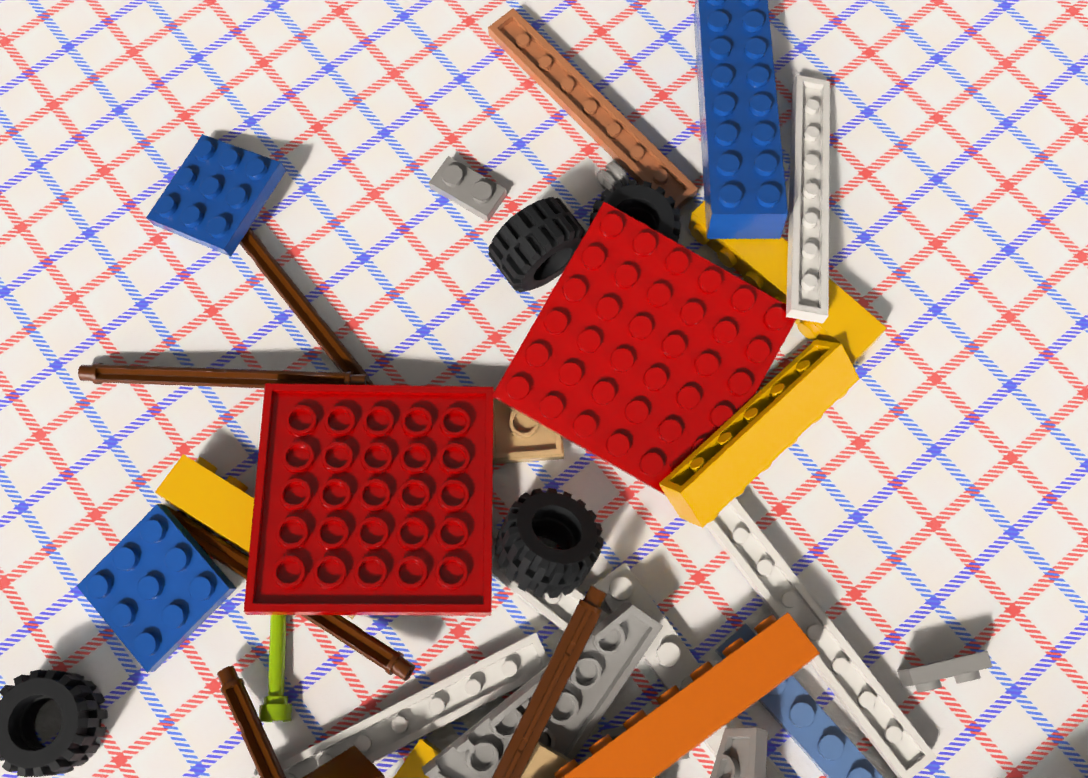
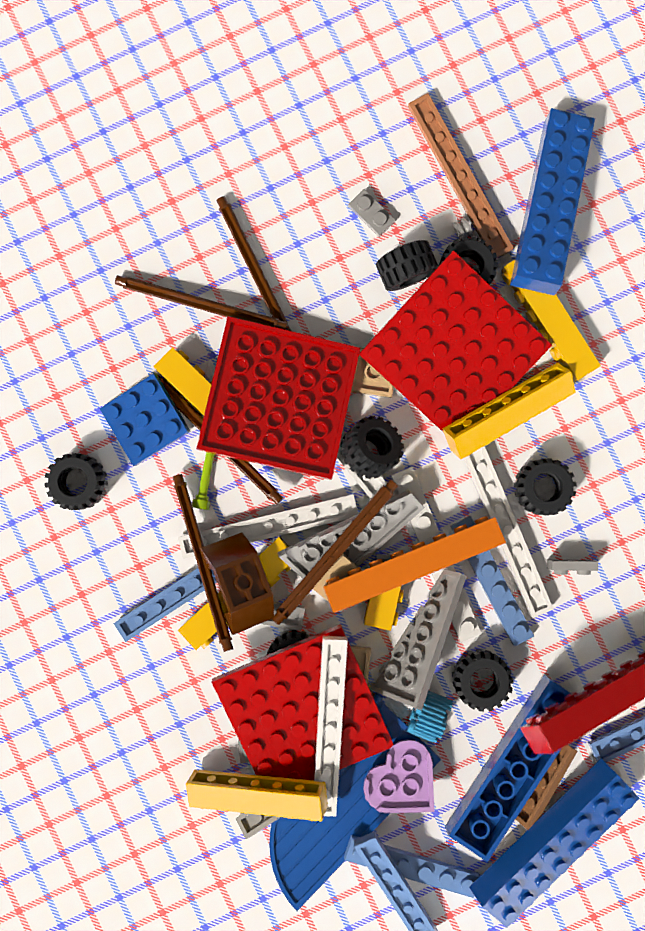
camera: 15 degrees right, 15 degrees up
(216, 194) = (215, 181): blue plate -> none
(809, 201) = (580, 271): white plate -> none
(884, 530) = (562, 480): none -> black tyre

